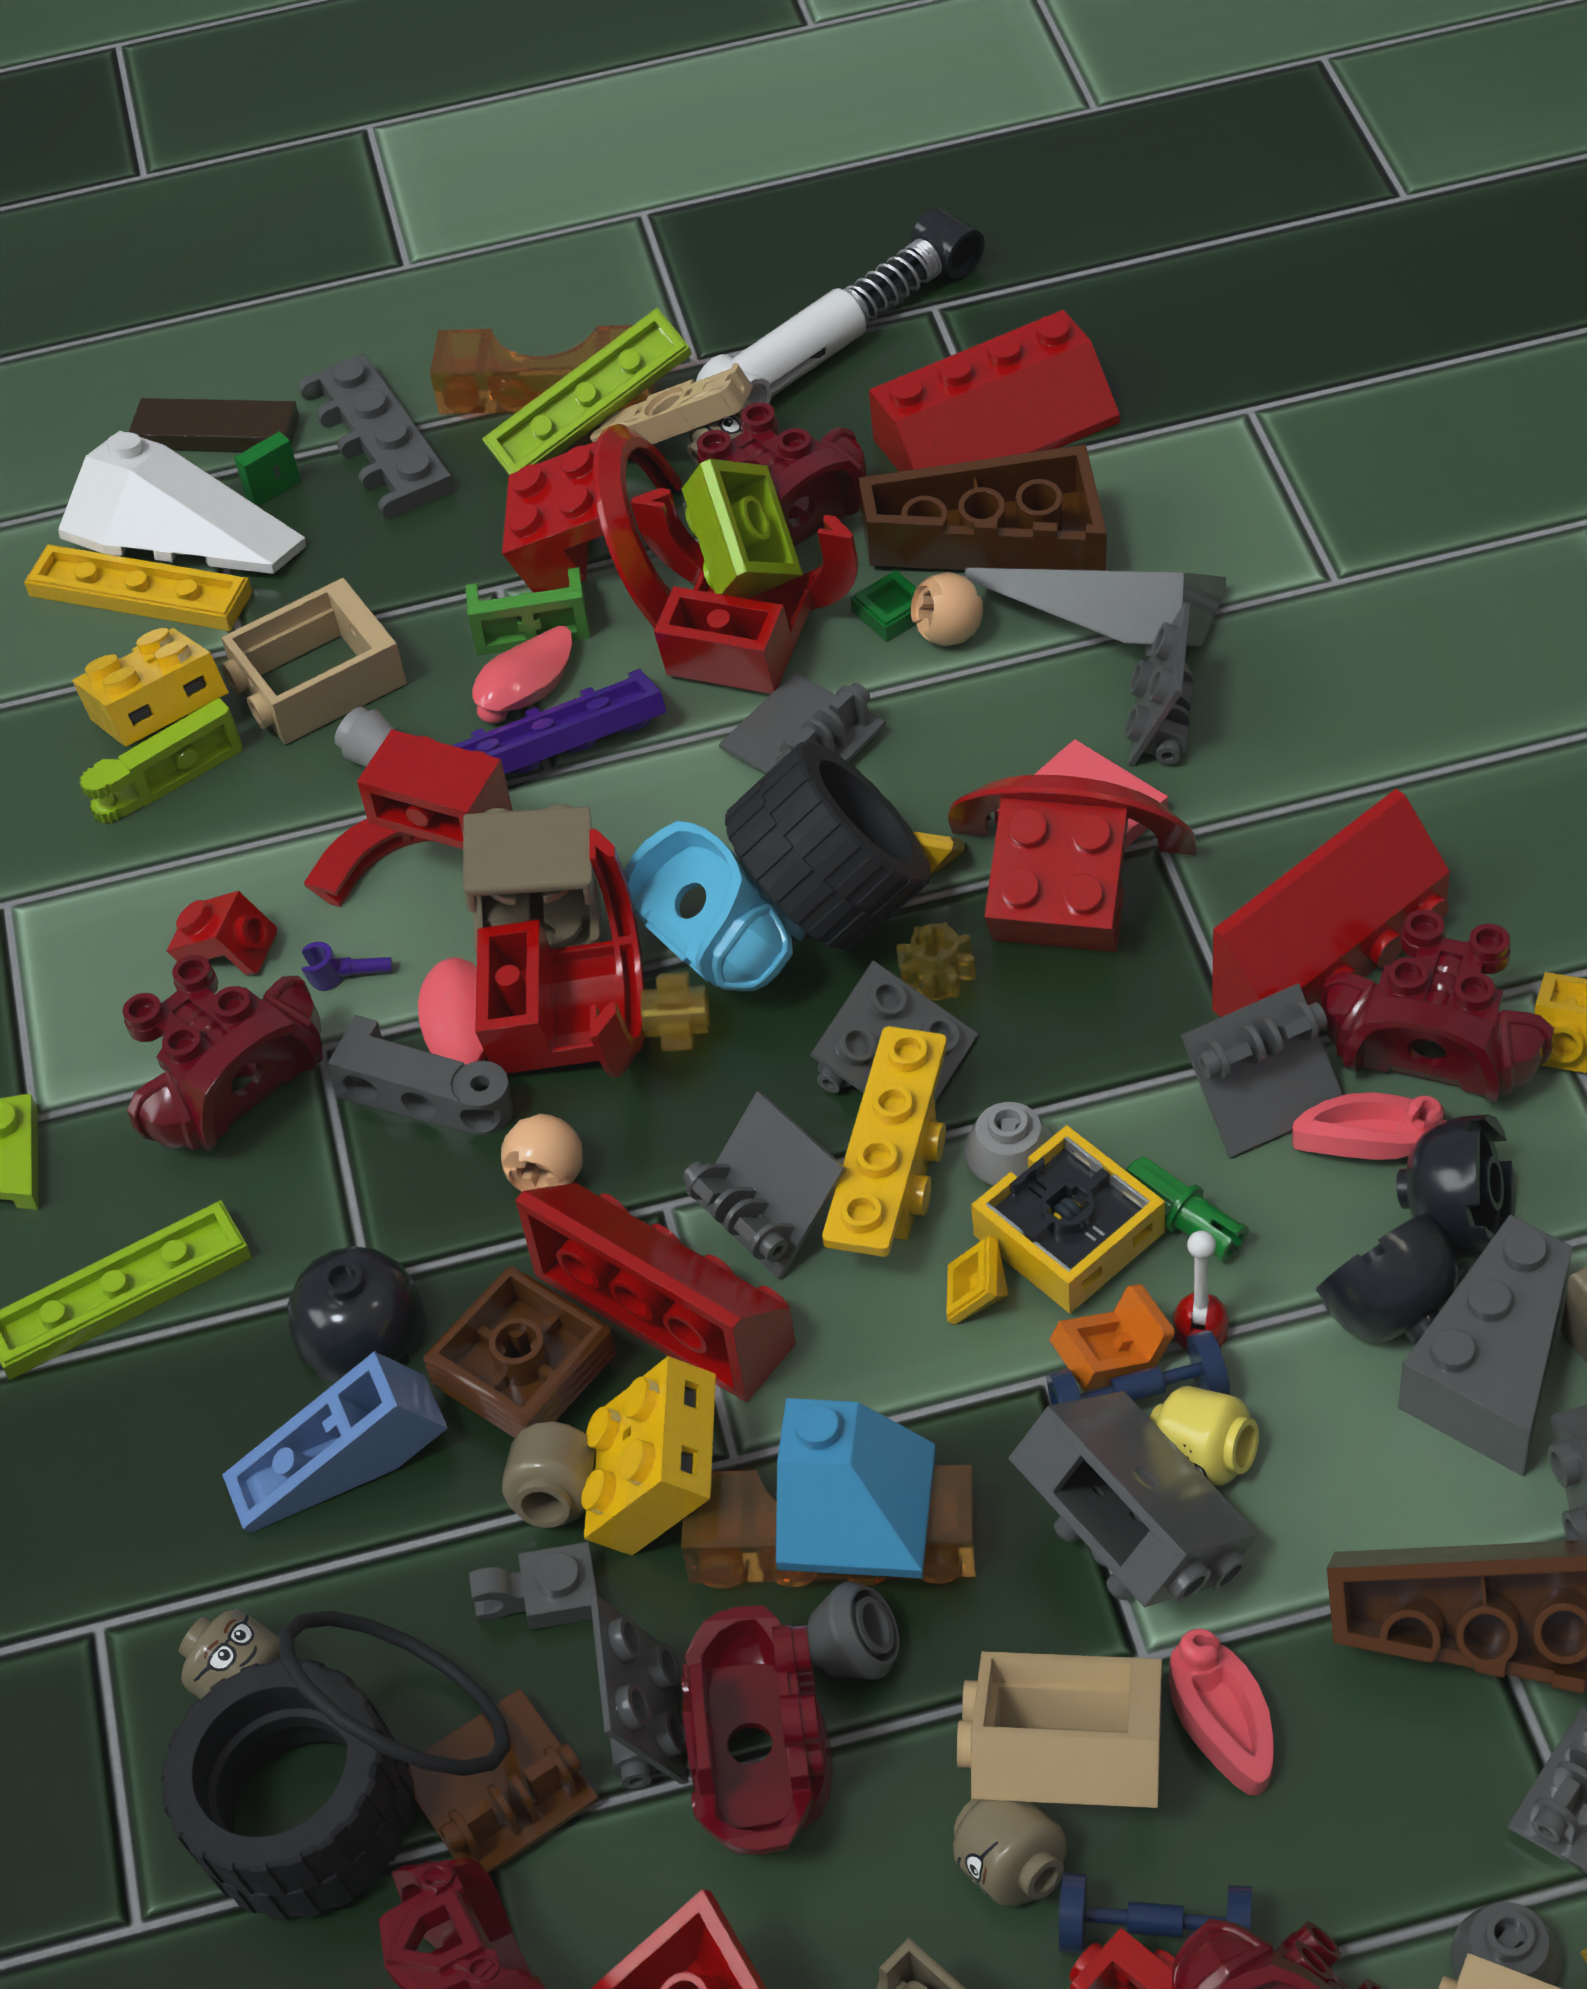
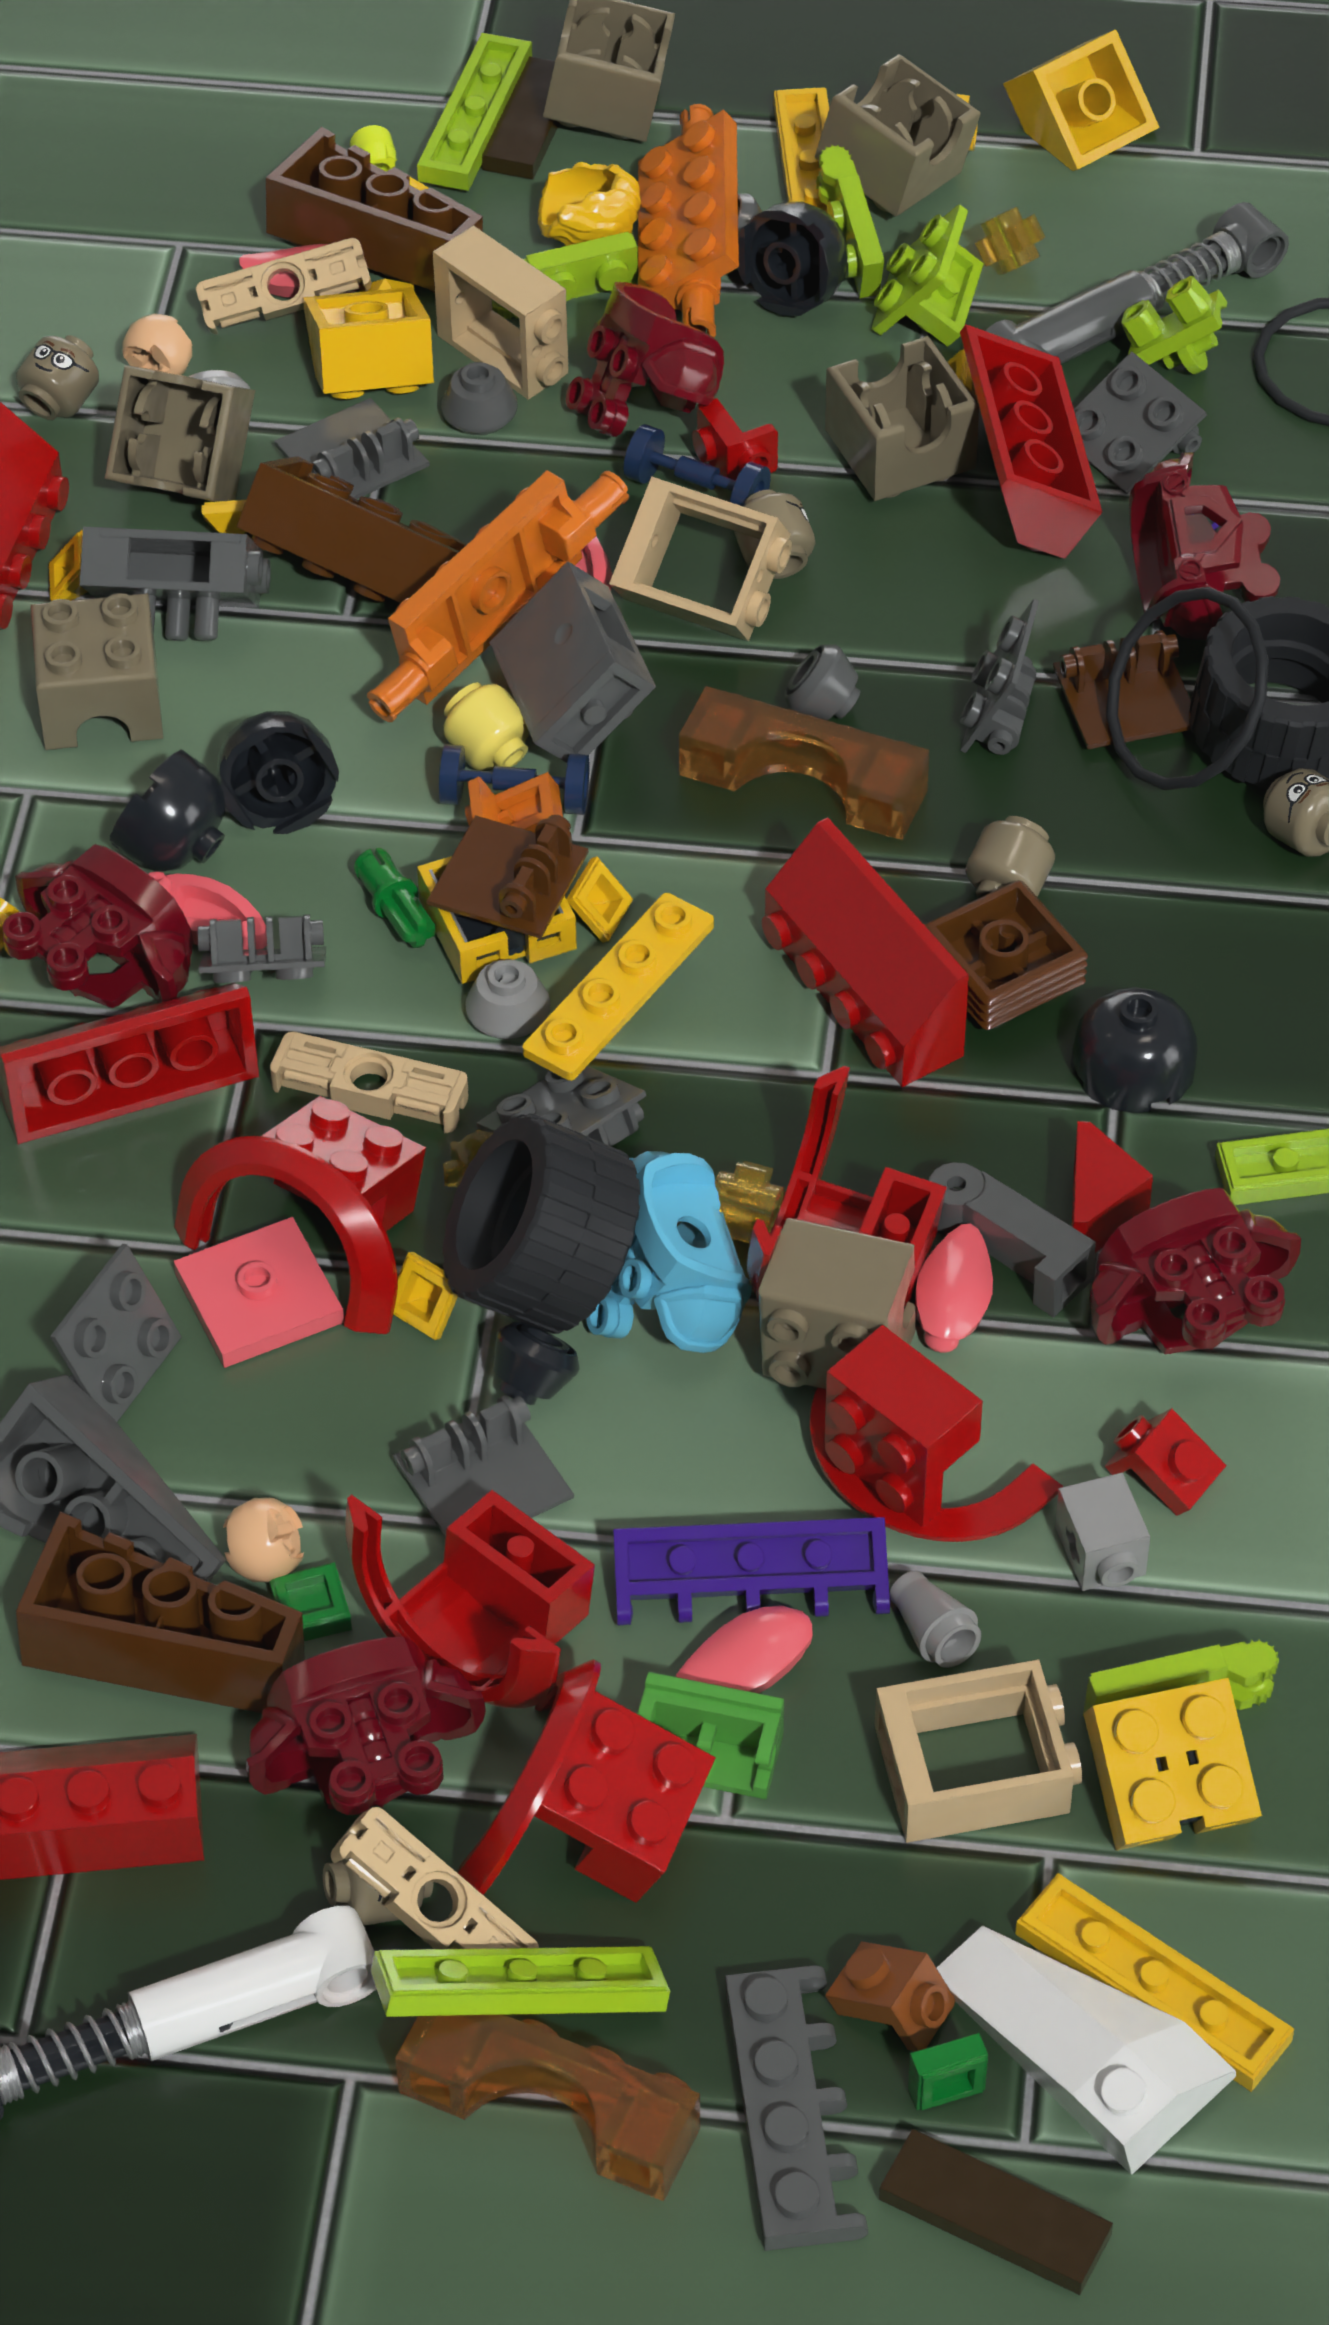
camera: 165 degrees left, 0 degrees up
(257, 850) = (1102, 1532): none -> light grey brick
(328, 503) = (893, 1989): none -> dark orange bracket
(328, 970) = (1058, 1397): dark purple hand -> none
(337, 1146) = (1106, 1185): none -> red slope
(337, 1442) = (1178, 941): medium blue slope -> none
(541, 1153) = (922, 1117): light nougat piece -> none
(550, 1587) = (1050, 806): dark grey plate -> none
(650, 1456) = (926, 816): yellow piece -> none
(739, 528) = (455, 1604): lime slope -> none
(760, 1676) = (932, 596): dark red piece -> none
(767, 1184) = (744, 1004): dark grey hinge -> none
(851, 1491) = (782, 728): dark azure slope -> none
(1054, 1029) = (332, 1067): none -> tan piece
(1055, 1200) = (510, 874): none -> reddish brown hinge
(1198, 1305) = (440, 816): hinge -> none
(1248, 1652) = (488, 584): none -> orange plate
(1490, 1346) = (231, 683): dark grey wedge -> none

